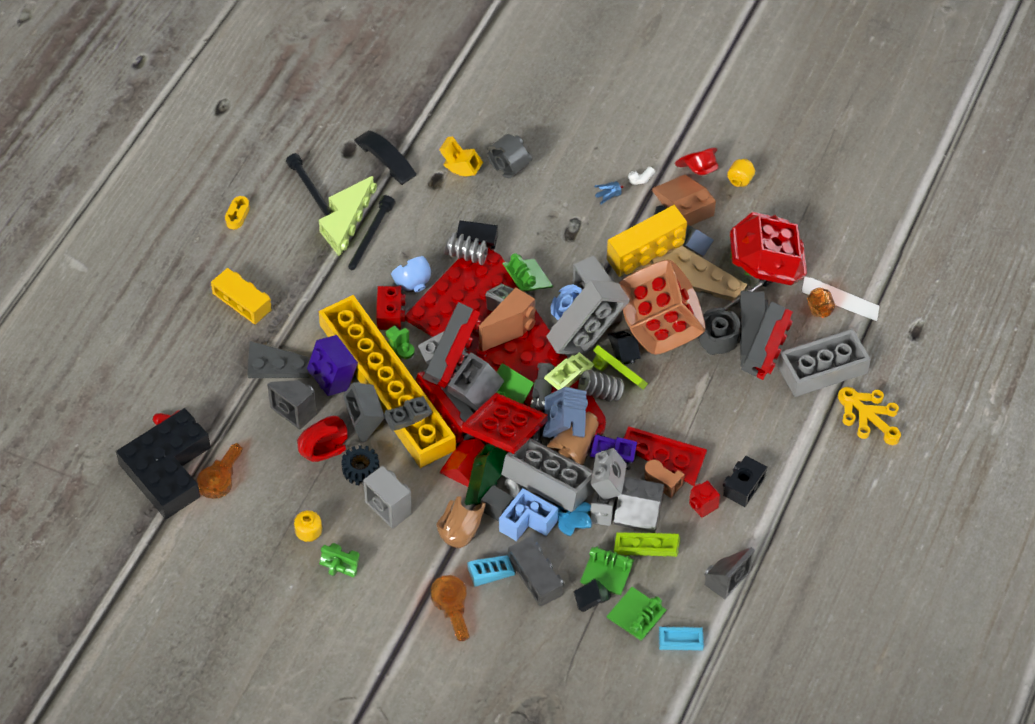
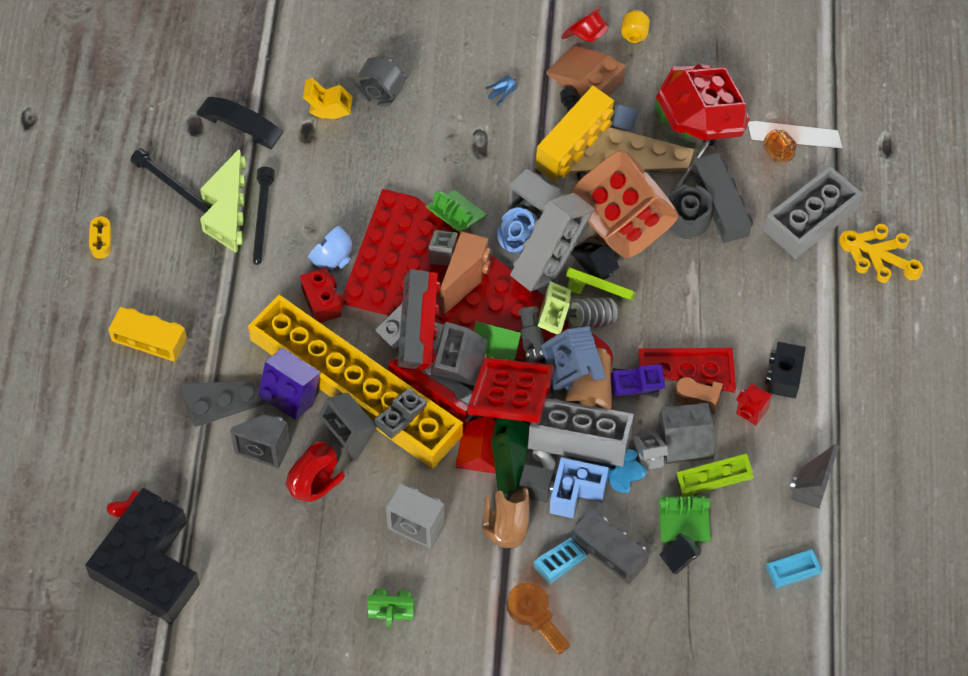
camera: 20 degrees left, 5 degrees up
(216, 480) = (212, 558): clear orange piece -> none
(308, 526) = (339, 579): yellow head -> none
(356, 456) = (374, 479): black bush -> none
(400, 342) = (352, 332): bright green hips -> none
(466, 249) = (380, 201): light grey piece -> none
(478, 230) = (381, 180): black hinge -> none
(608, 474) = (646, 411): light grey brick -> none
(636, 179) = (531, 64): white arm -> none
(637, 613) = (736, 556): bright green hinge -> none
(767, 340) = (748, 207): piece -> none

